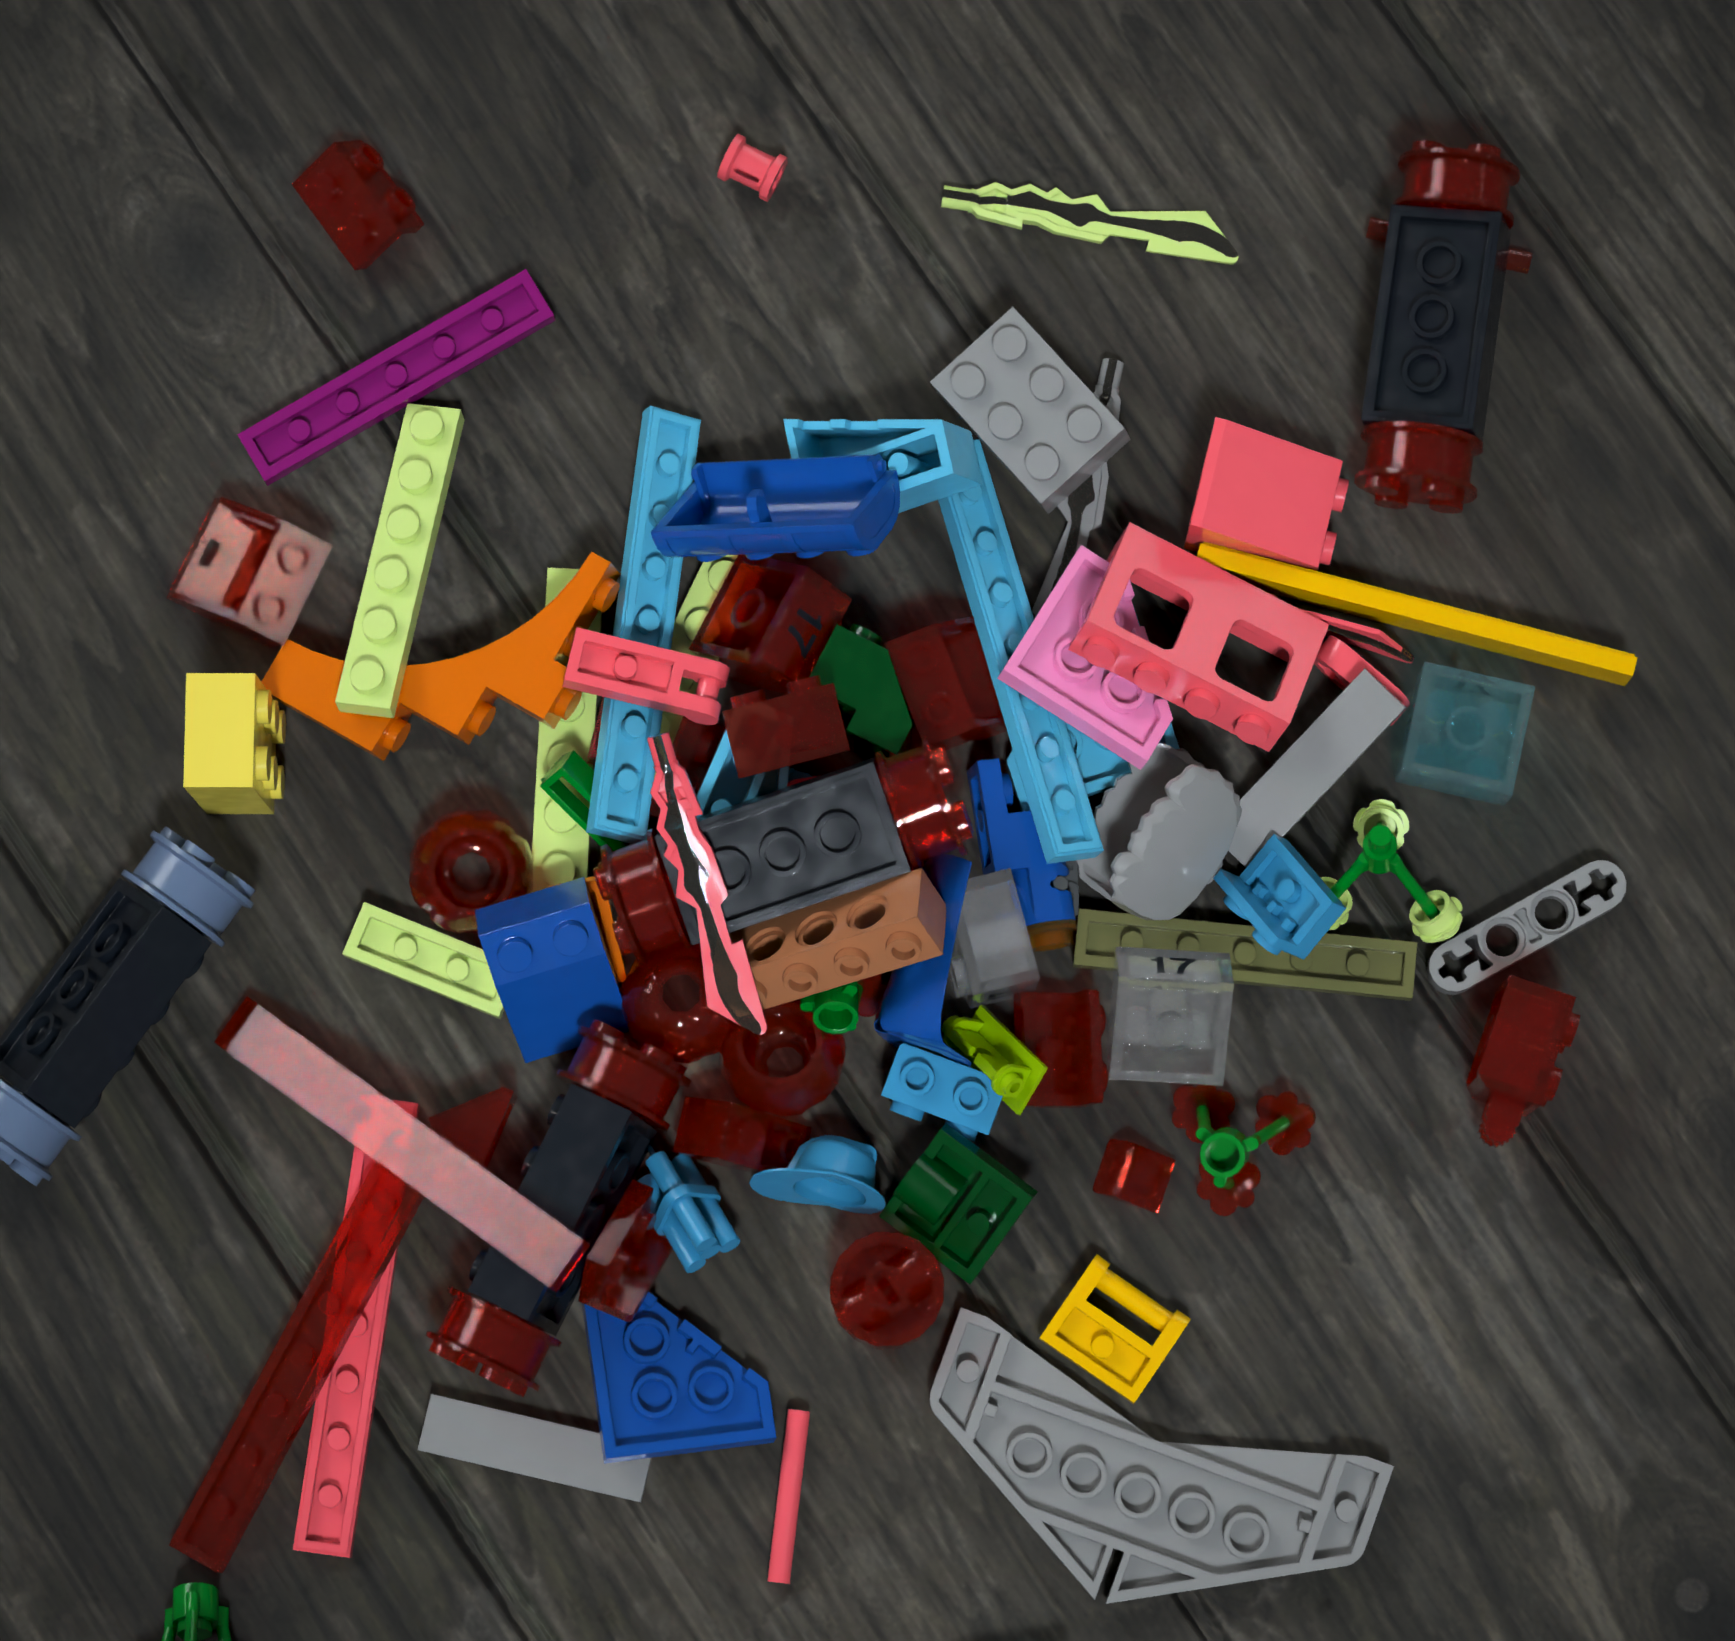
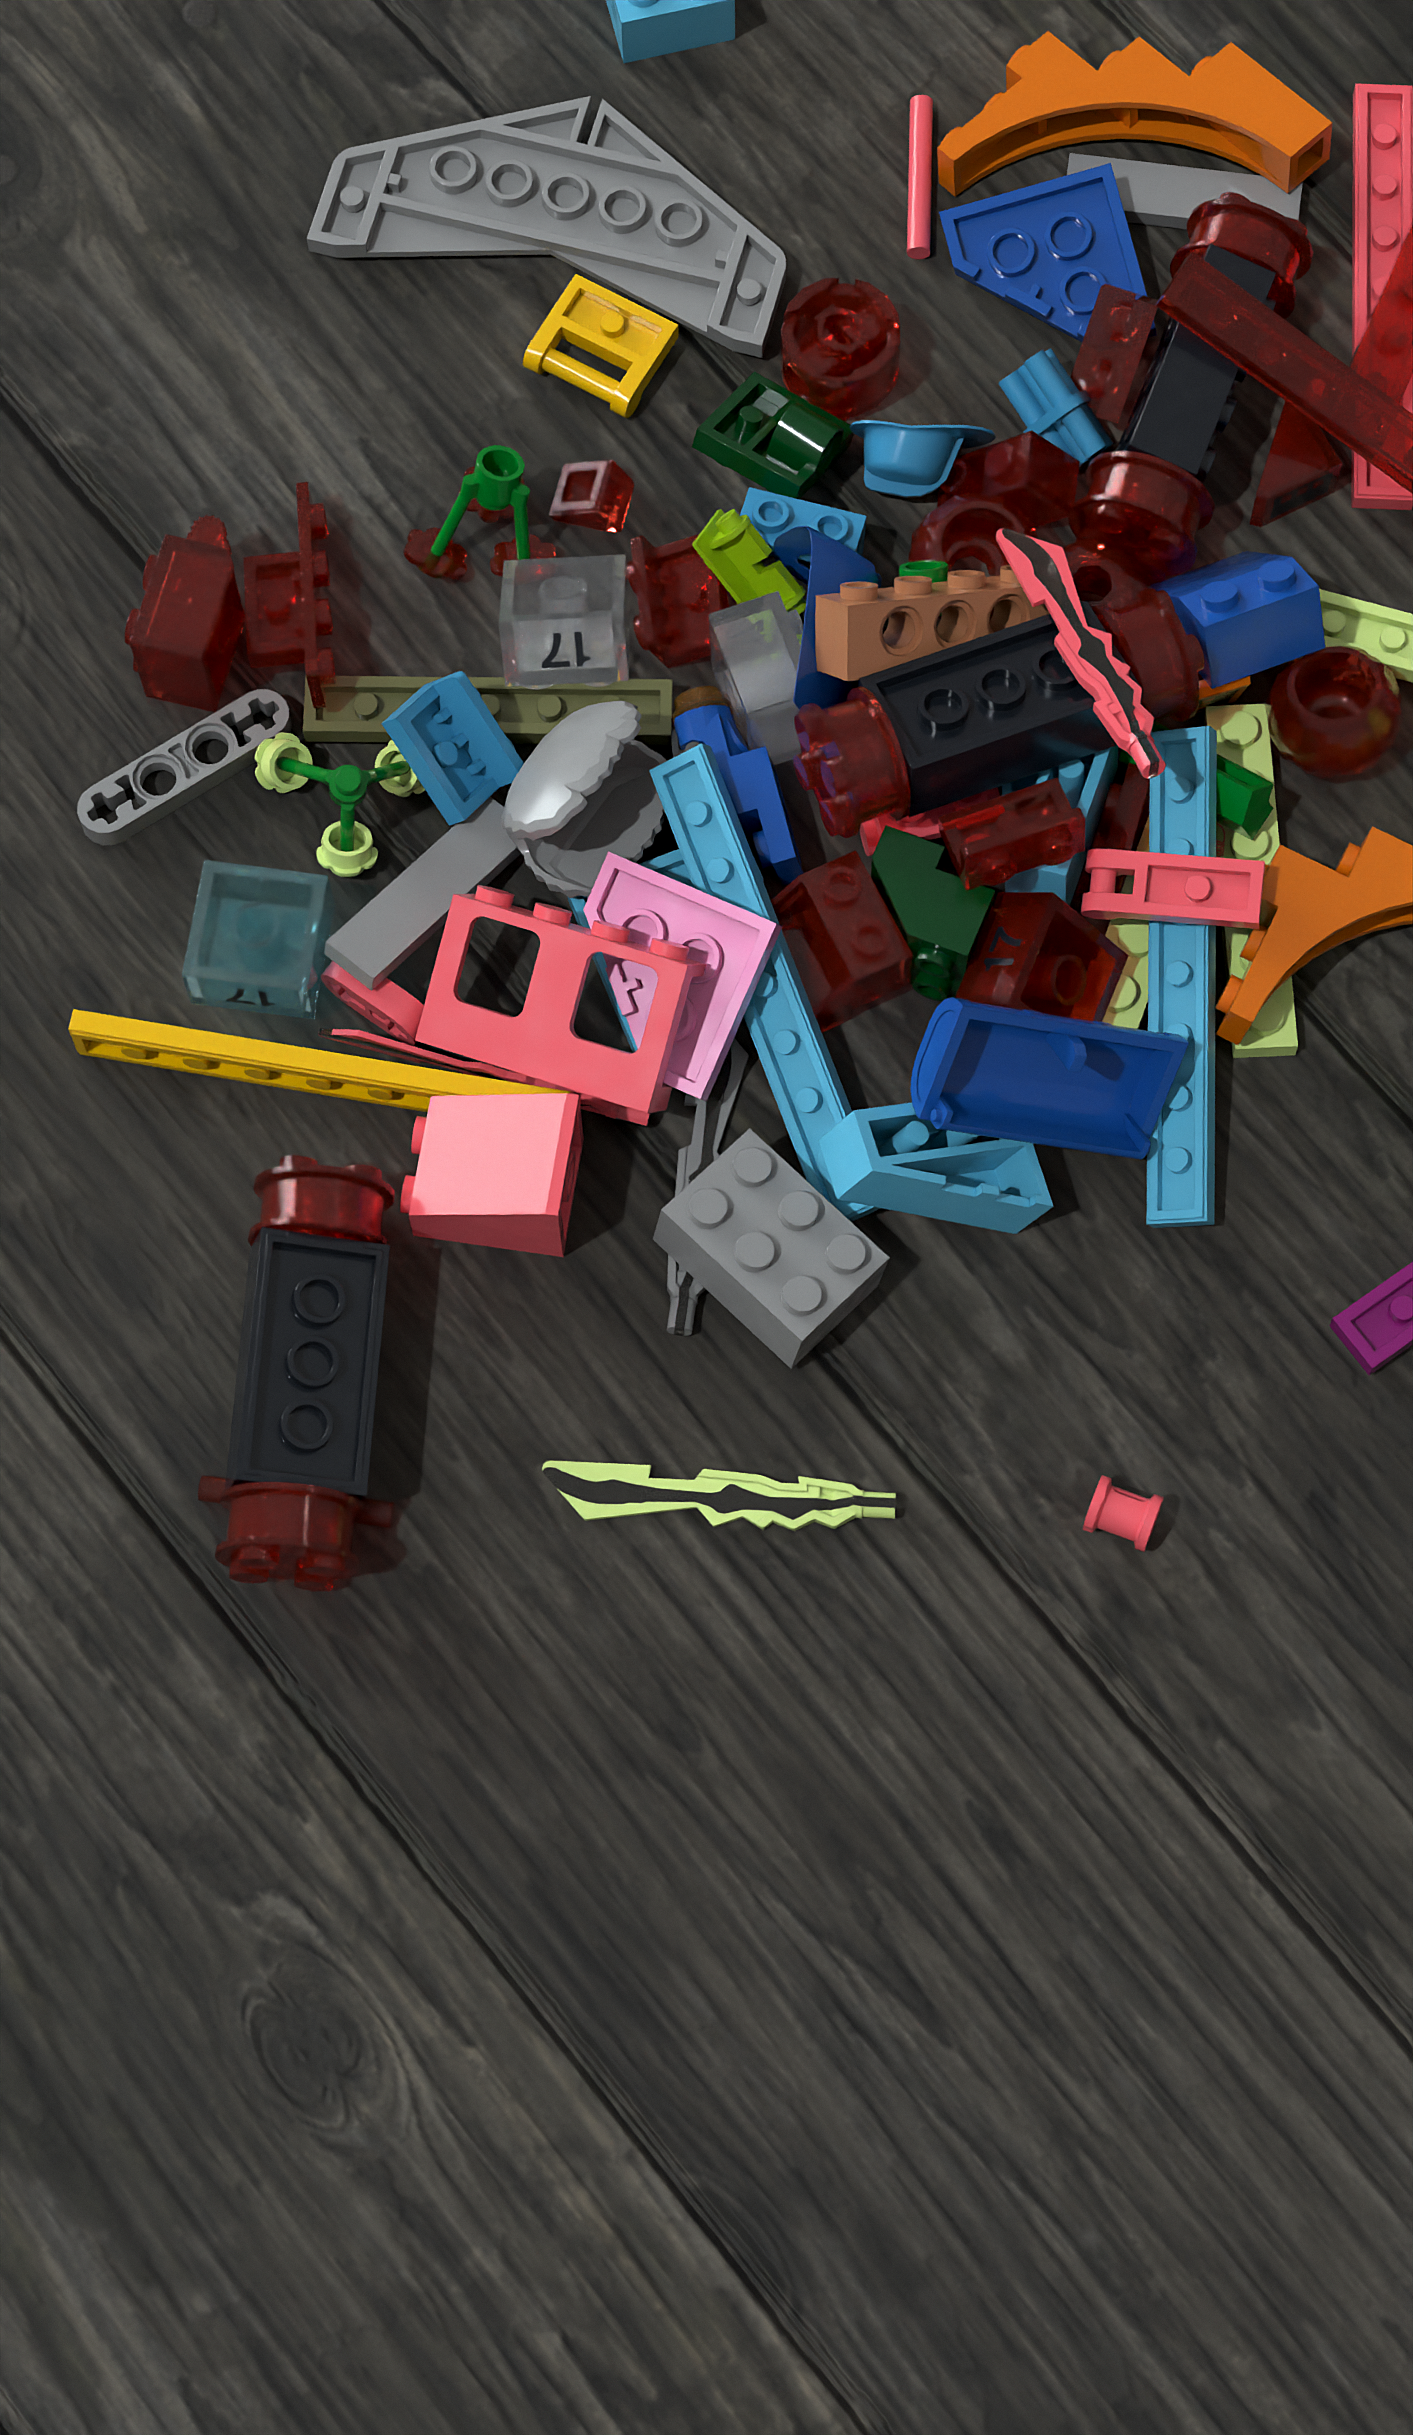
camera: 175 degrees right, 10 degrees down
(645, 1557) = (1139, 94): none -> orange arch
(1428, 1071) = (285, 604): none -> clear red bracket

